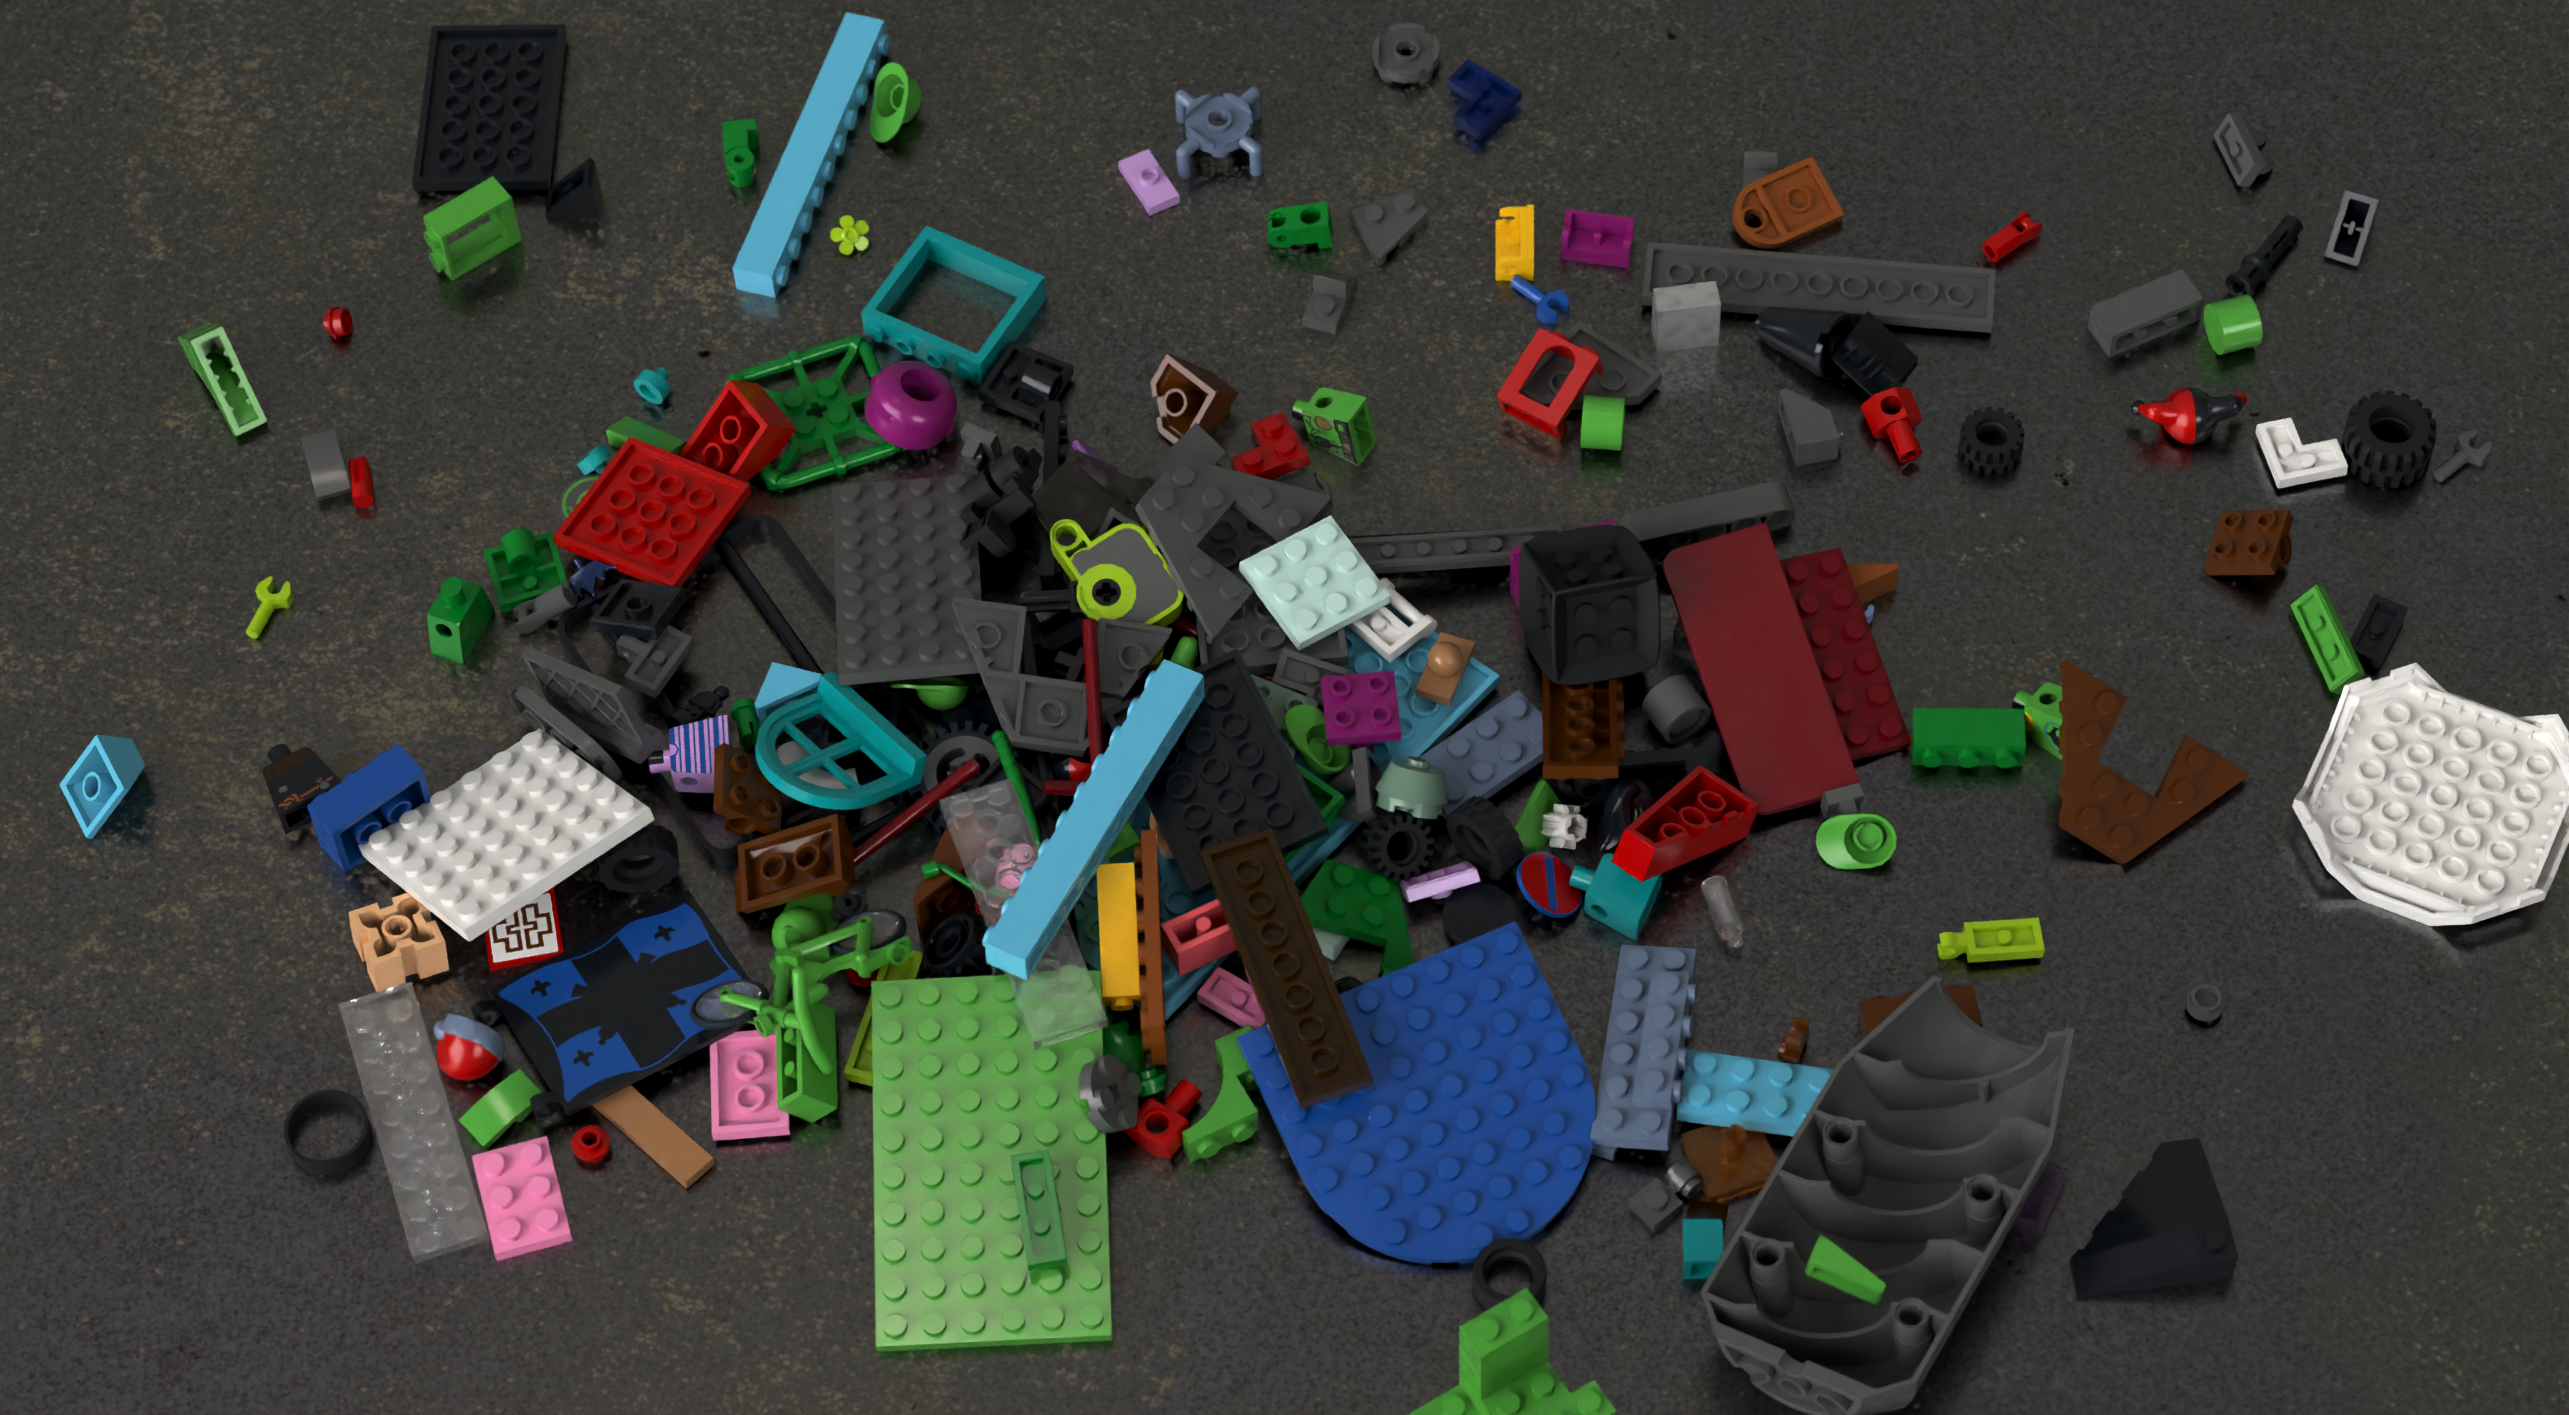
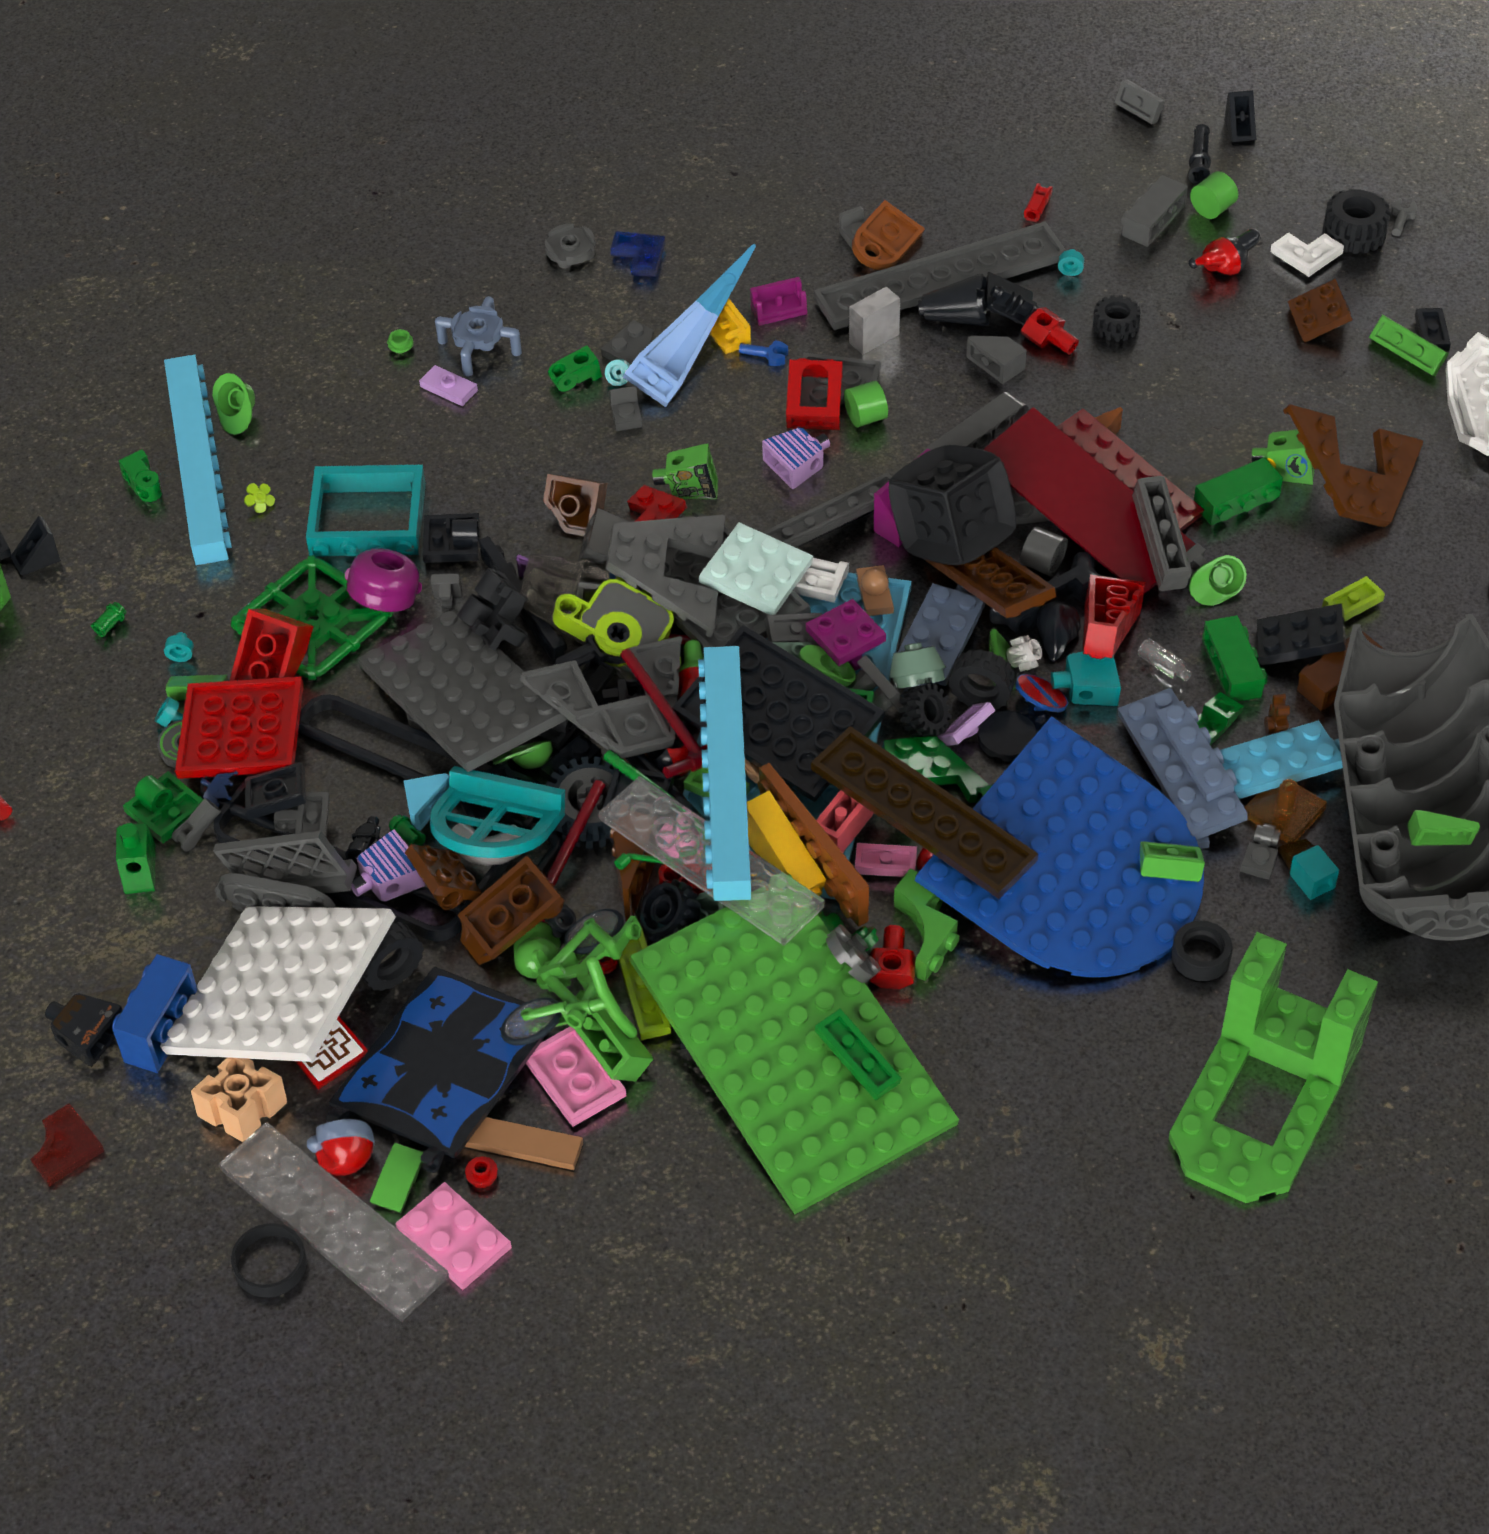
camera: 30 degrees left, 5 degrees down
(210, 910) = (66, 1145): none -> clear red tile
(602, 316) = (110, 617): none -> green pin
(1129, 99) = (400, 341): none -> bright green plate
(1348, 251) = (613, 373): none -> tile
(1414, 260) = (668, 358): none -> light blue plate
(1480, 452) = (795, 455): none -> lavender torso
(1539, 1157) = (1171, 861): none -> bright green slope
(1734, 1010) = (1219, 715): none -> green slope
(1804, 947) = (1234, 658): none -> green brick
(1812, 752) = (1161, 533): none -> dark grey brick
(1898, 953) = (1301, 634): none -> black plate
(1989, 339) = (1071, 263): none -> teal tile

